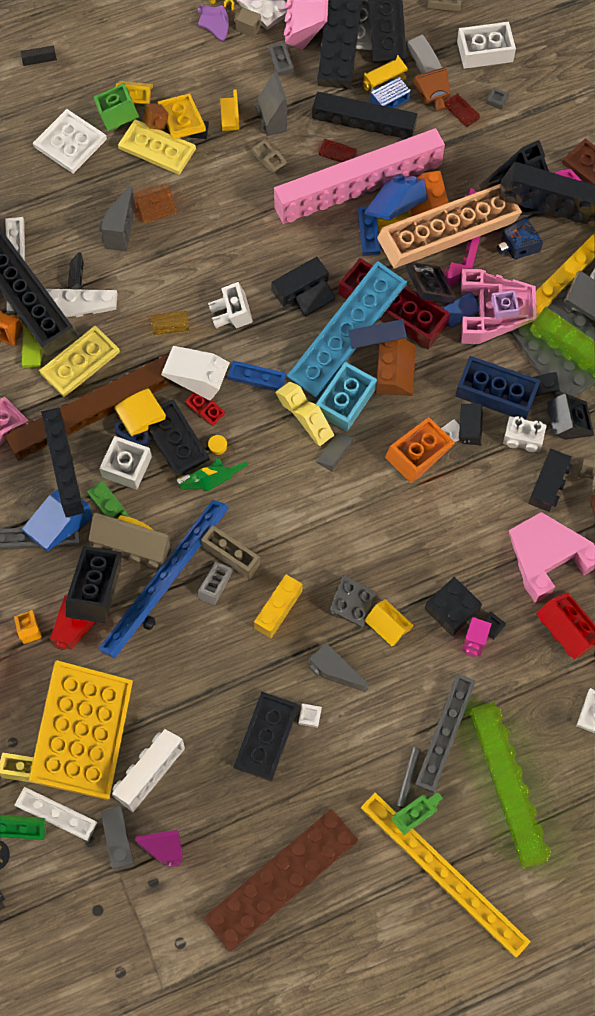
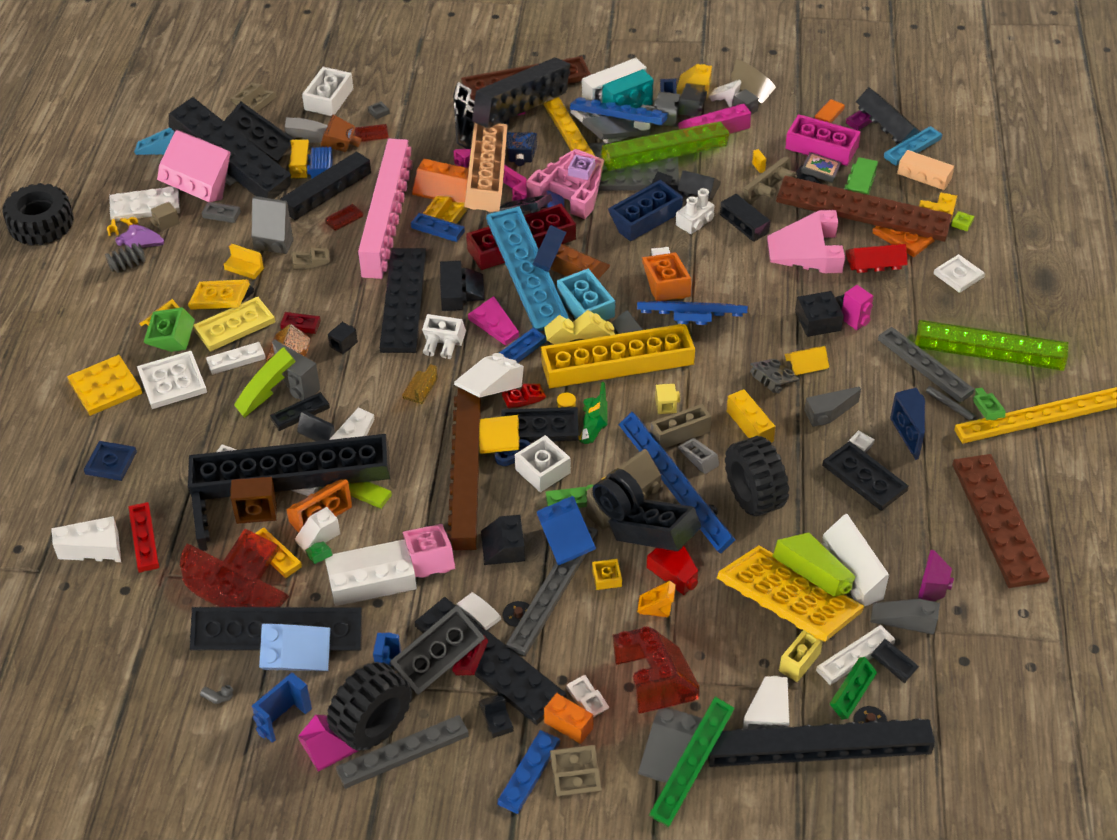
camera: 60 degrees left, 20 degrees down
(31, 478) = (503, 541): none -> black slope
(36, 573) = (606, 574): none -> yellow piece
(38, 55) = (55, 367): black slope -> none
(40, 99) = (104, 385): none -> yellow plate
(62, 462) = (520, 492): black brick -> none
(62, 849) = (894, 660): none -> black tile
(79, 361) = (411, 461): light yellow plate -> none
(91, 207) = (264, 380): none -> lime slope
(91, 250) = (291, 414): none -> black tile
(97, 539) = (618, 494): none -> black wheel
(122, 171) = (235, 358): none -> white plate
(128, 735) = (815, 563): none -> lime slope
(155, 116) = (206, 308): dark orange brick -> none
(181, 27) = (125, 257): none -> dark grey piece
(186, 193) = (303, 322): none -> dark red plate
(187, 234) = (342, 337): none -> black brick
(188, 642) = (756, 475): none -> black tyre
(264, 524) = (666, 398): none -> light yellow brick
(265, 253) = (403, 300): none -> black plate
(281, 336) = (494, 321): none -> dark pink wing
(289, 459) = (617, 355): none -> yellow brick
(352, 749) = (909, 418): none -> dark blue slope
(379, 492) = (692, 311): none -> blue plate
(397, 197) = (427, 190): blue slope -> none
(471, 424) = (664, 238): black hinge -> none

